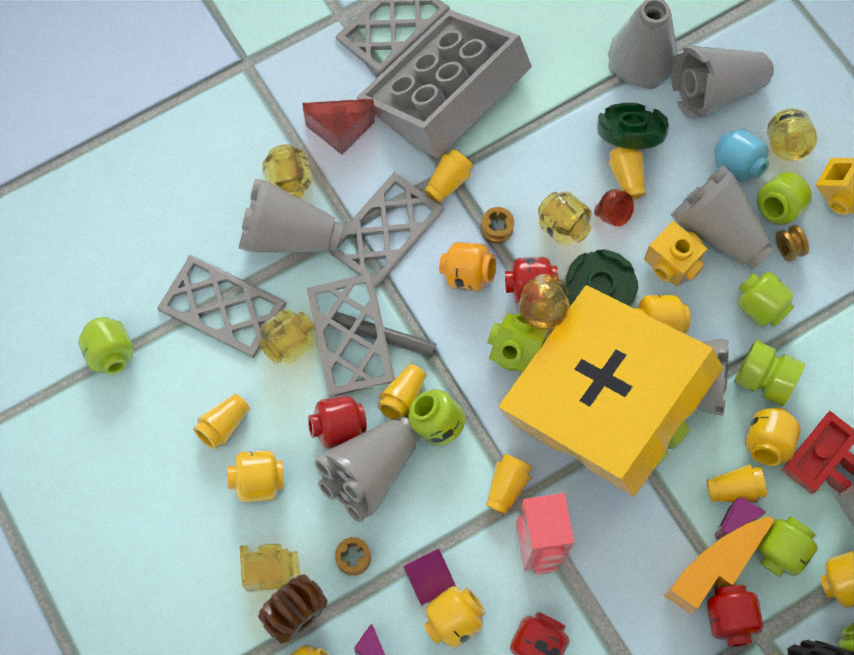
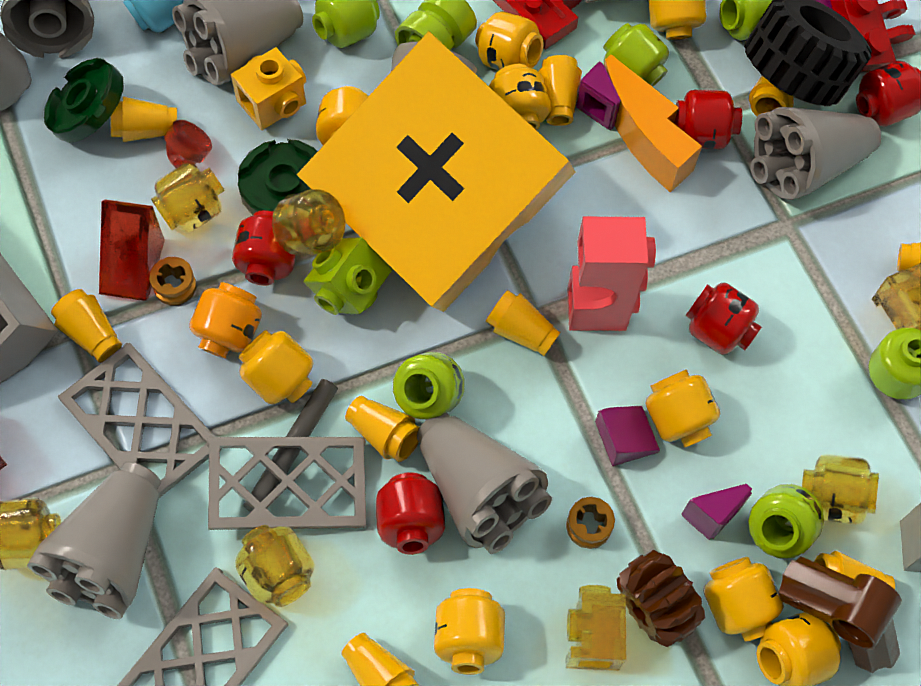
camera: 85 degrees left, 5 degrees down
(435, 308) = (276, 367): none -> yellow head
(511, 188) = (128, 249): none -> clear red slope
(715, 451) = (524, 91): none -> yellow head

